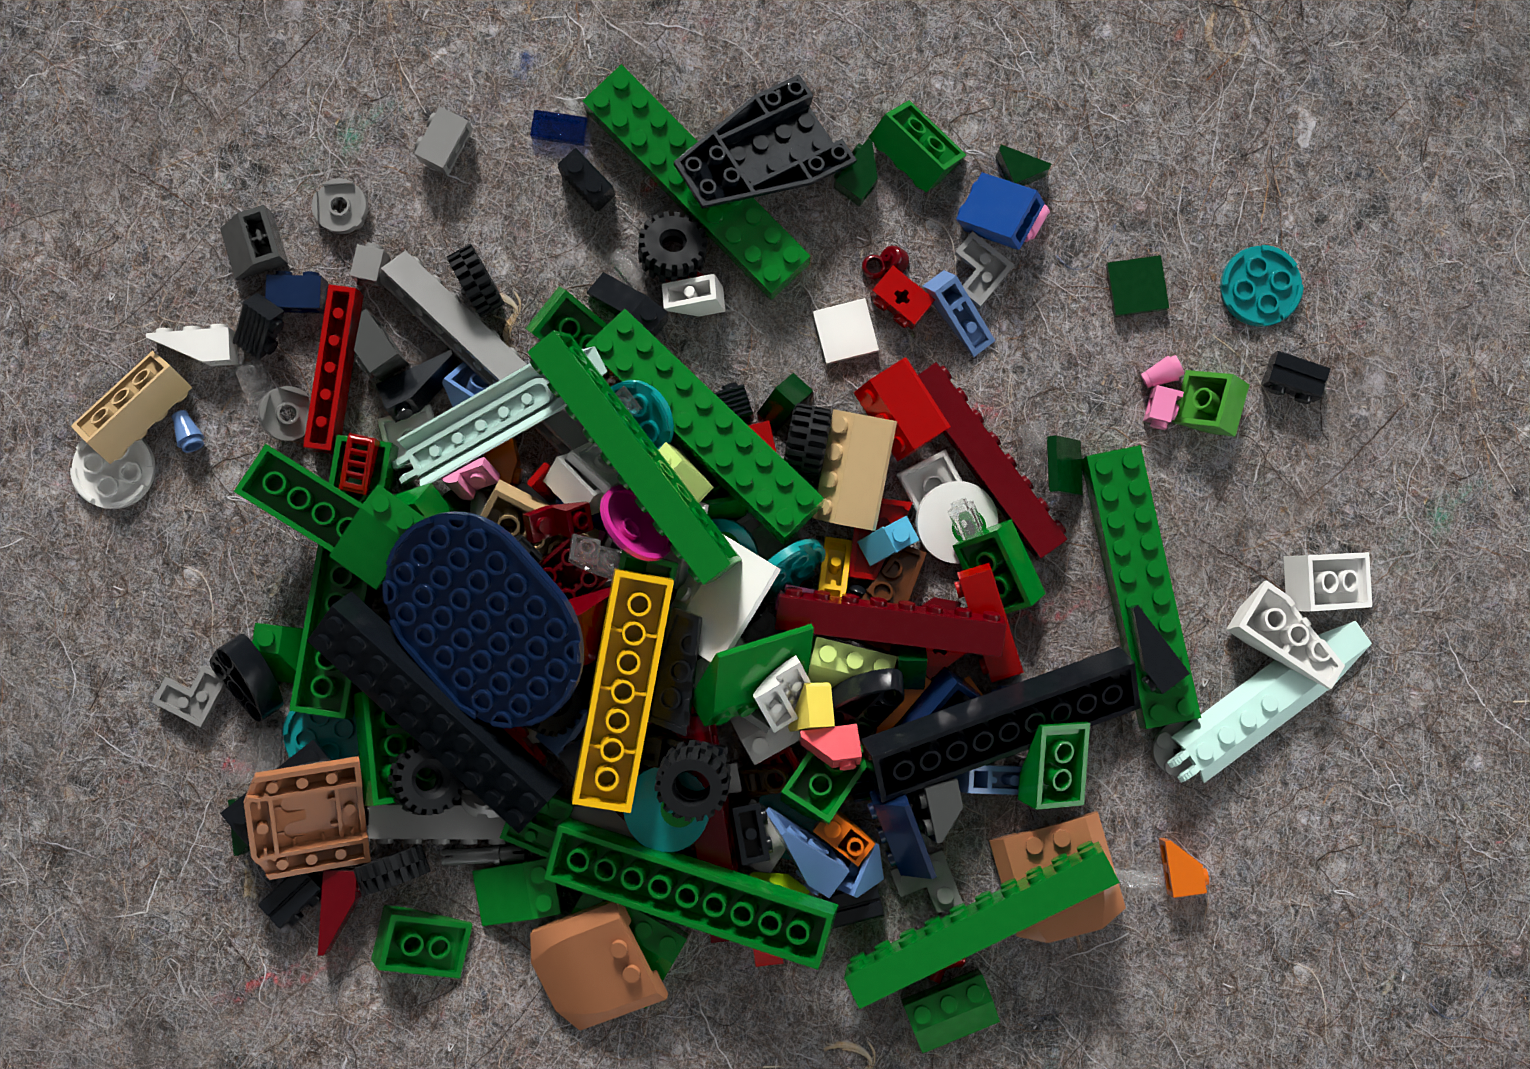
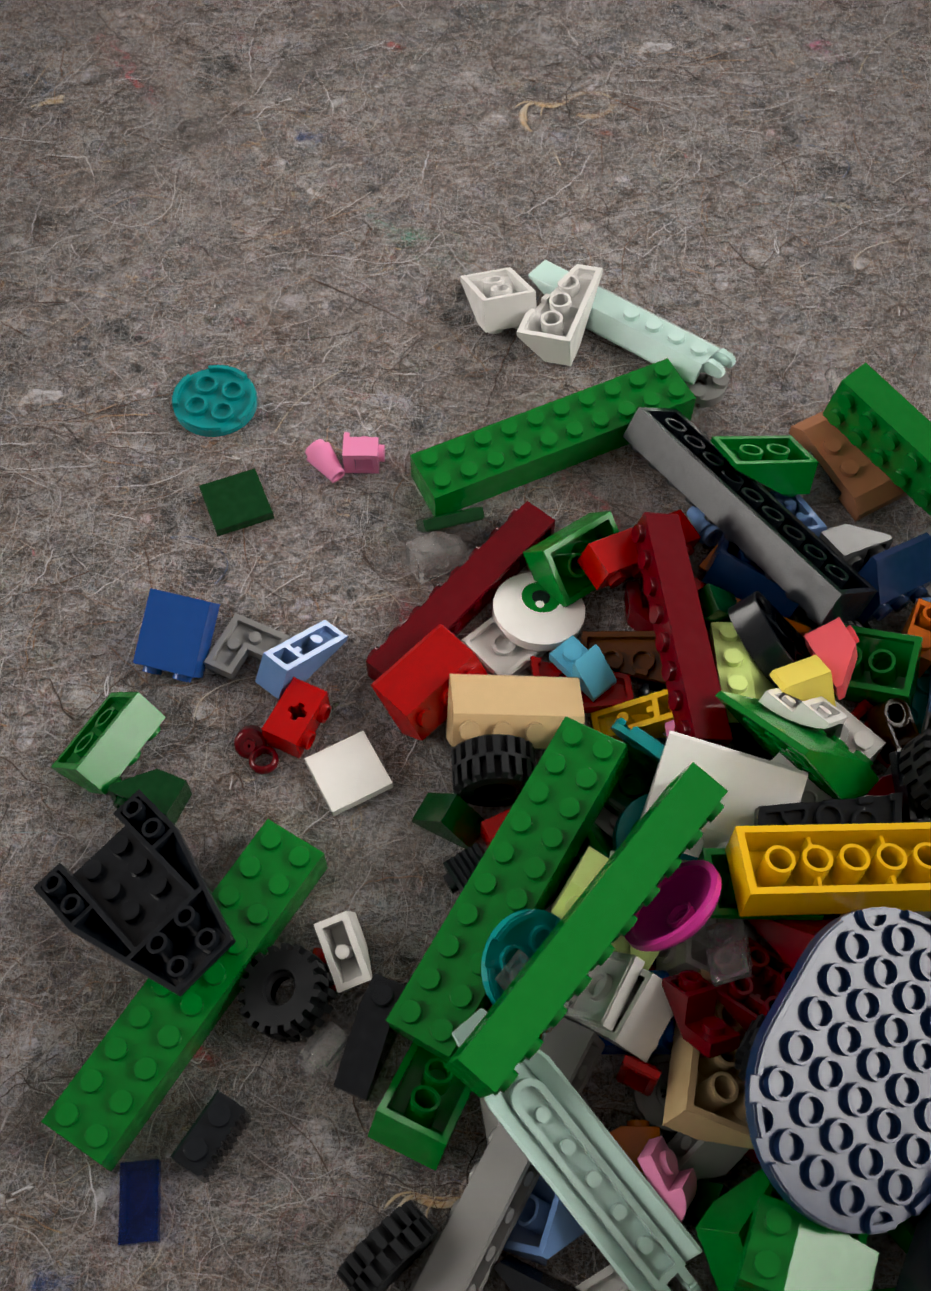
camera: 105 degrees left, 25 degrees down
(965, 519) = (536, 594): clear brick -> none
(1020, 167) = (119, 632): dark green slope -> none
(1154, 656) = (631, 388): black slope -> none
(1181, 871) = (815, 356): orange slope -> none
(1211, 402) = (346, 410): bright green slope -> none
(1295, 377) = (304, 354): black brick -> none

